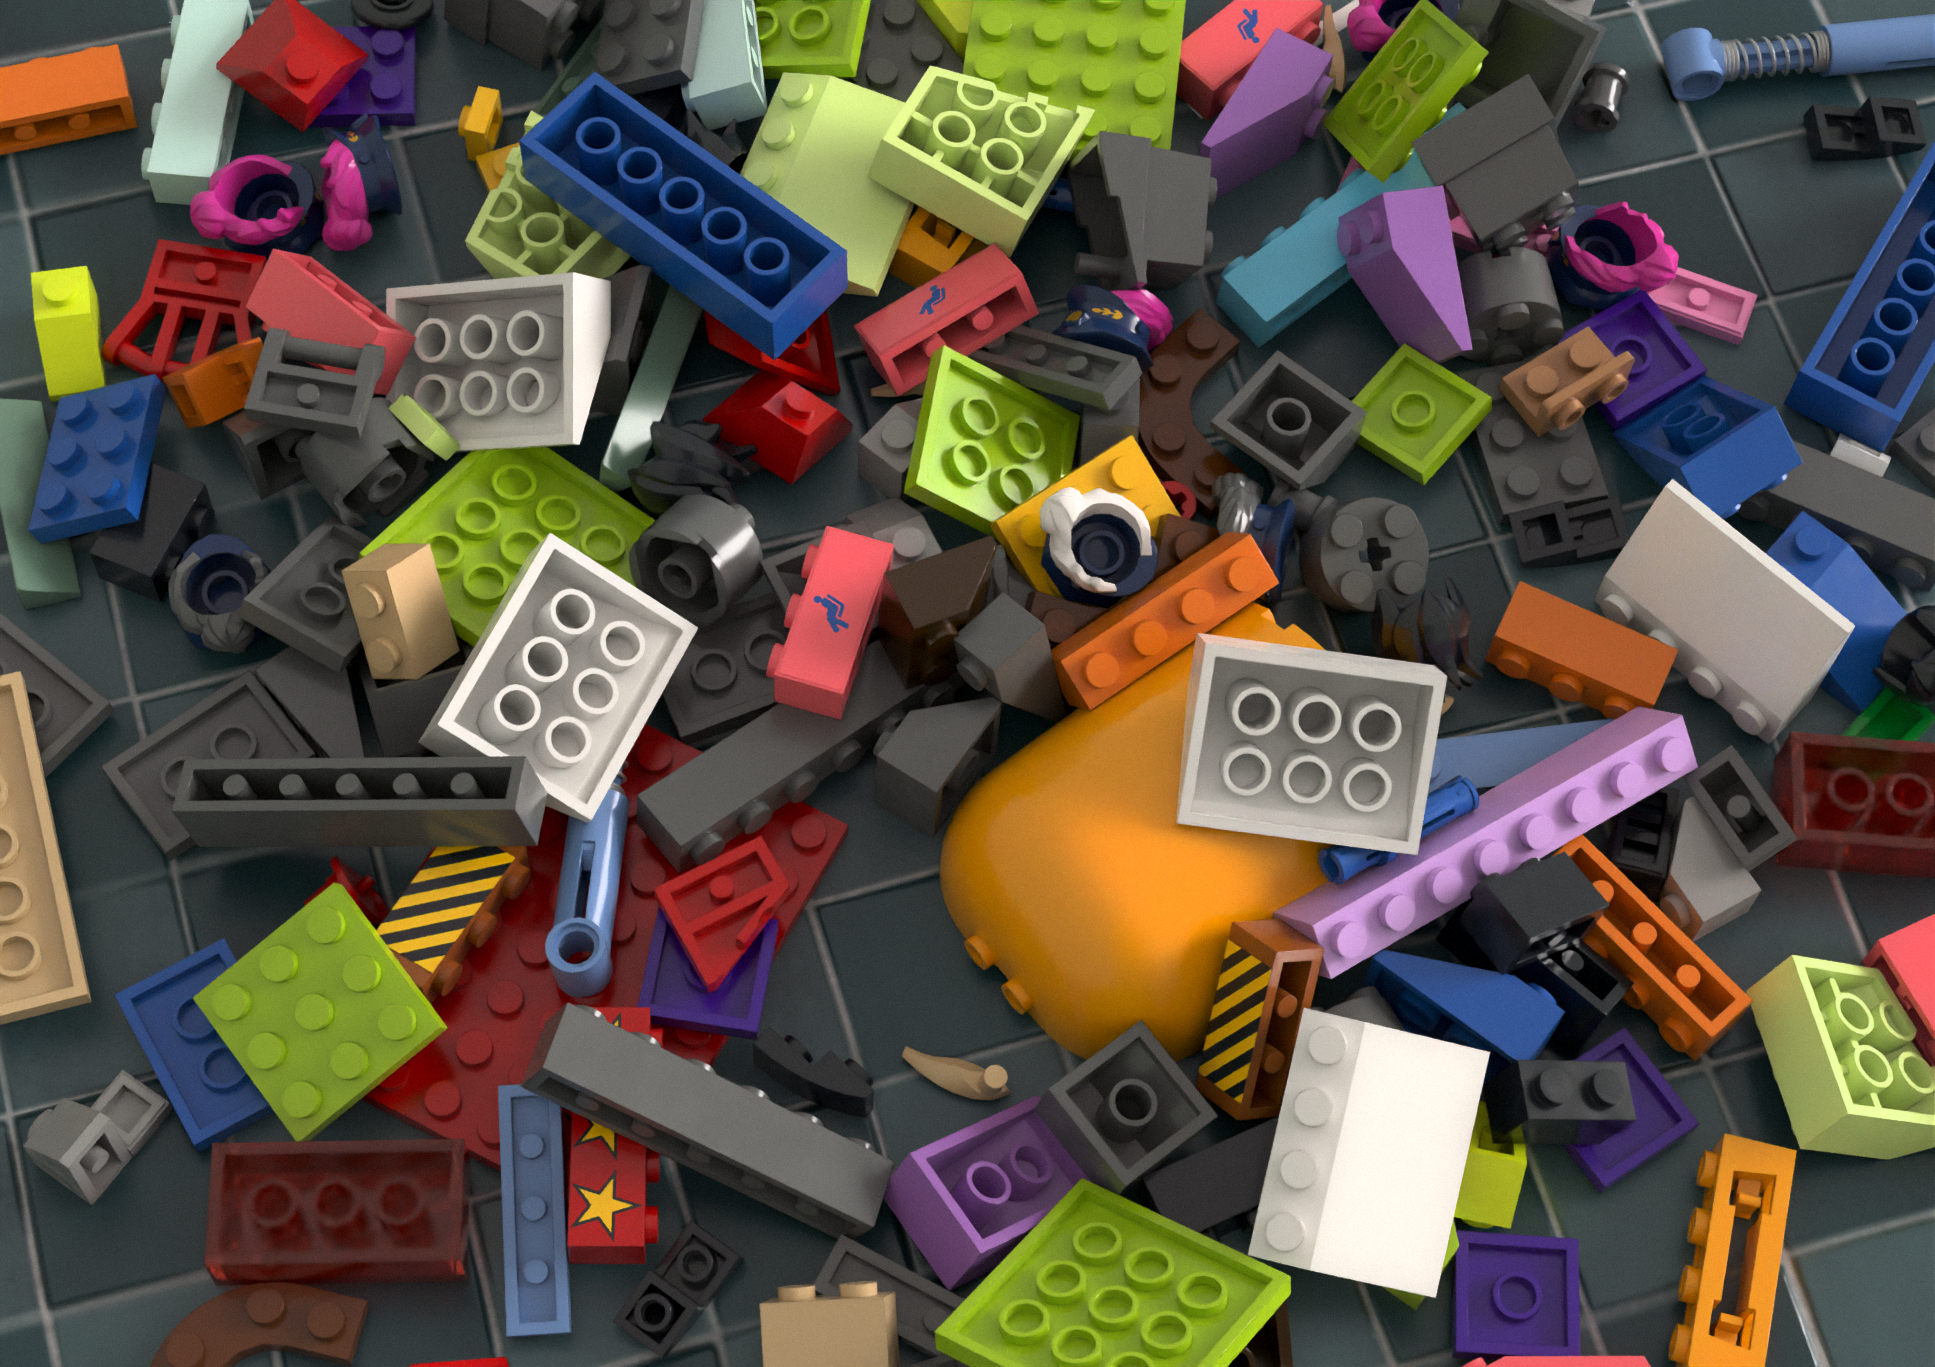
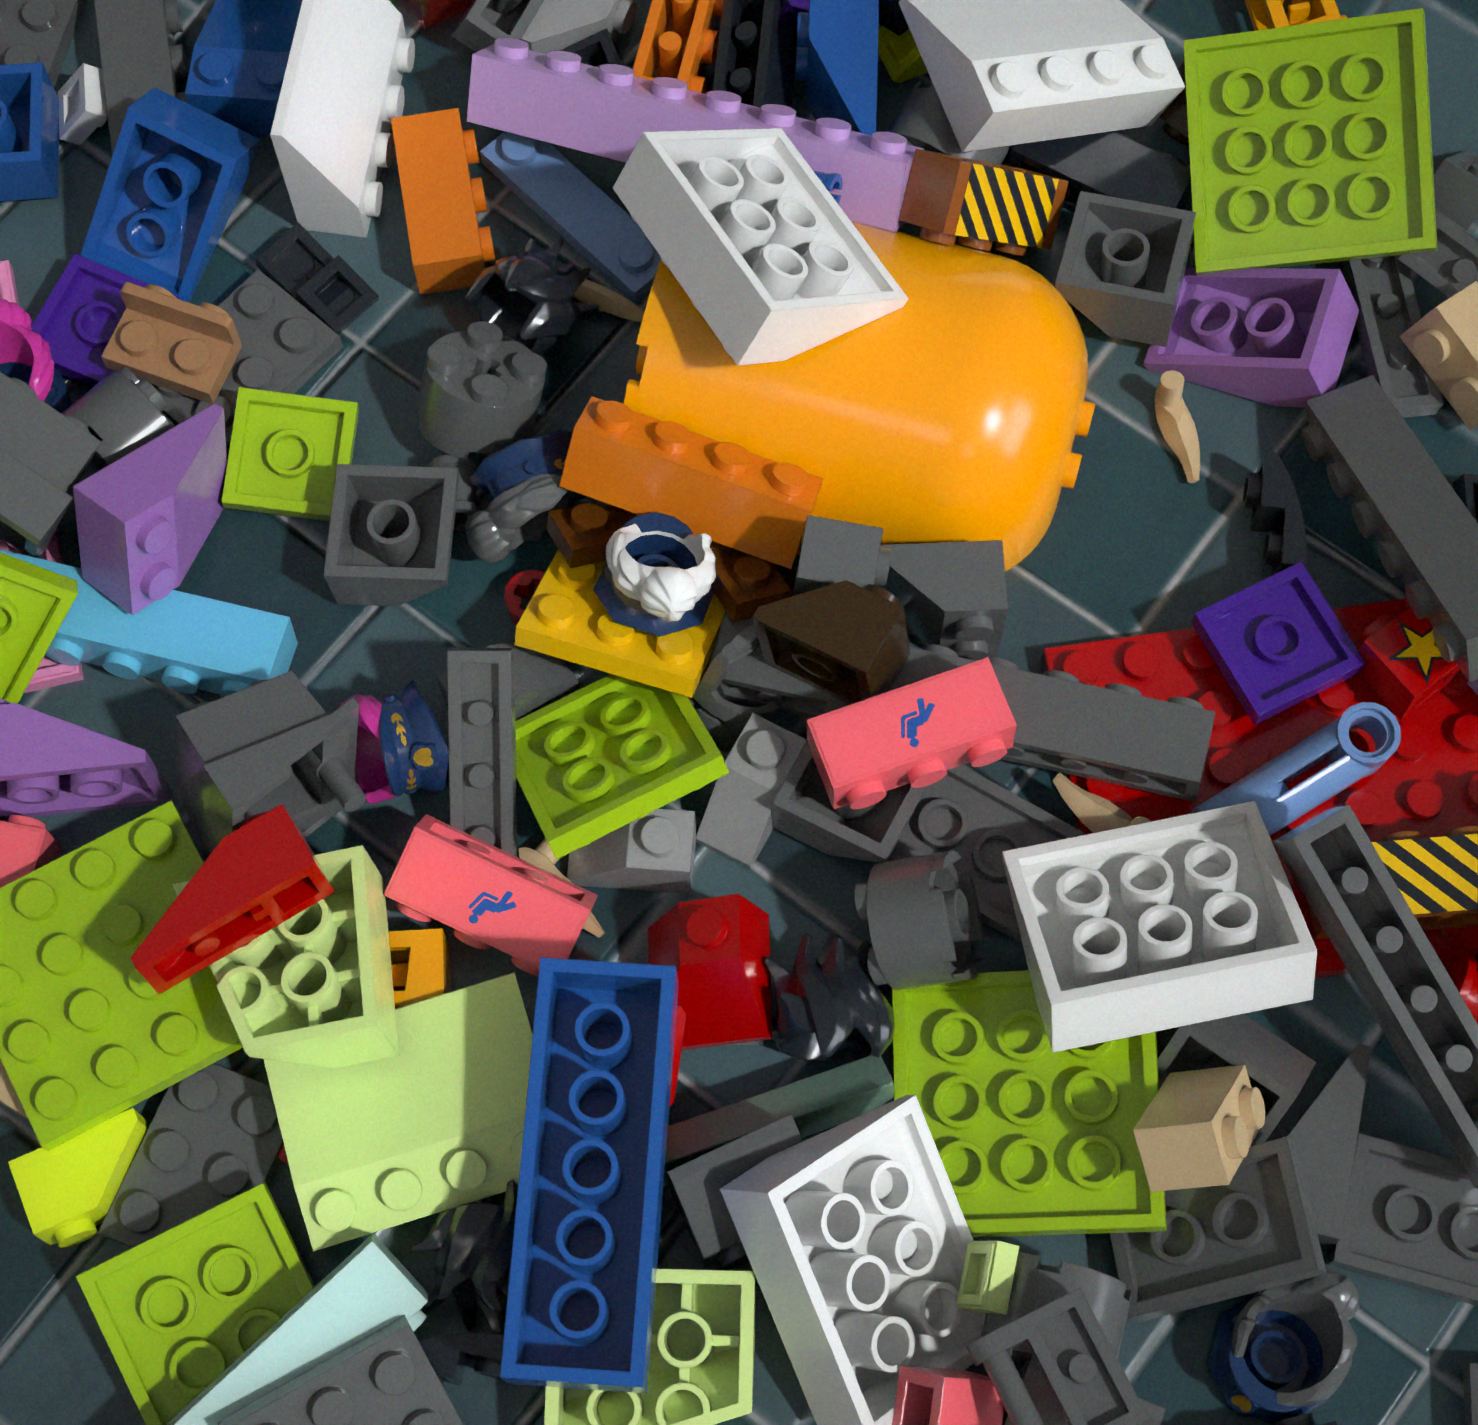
camera: 120 degrees left, 5 degrees up
(670, 752) = (1093, 810): none -> tan bar
(723, 907) = (1231, 647): red wing -> none
(1045, 121) = (237, 894): none -> red slope
(1165, 419) = (469, 618): reddish brown plate -> none
(1532, 911) = (744, 51): black brick -> none

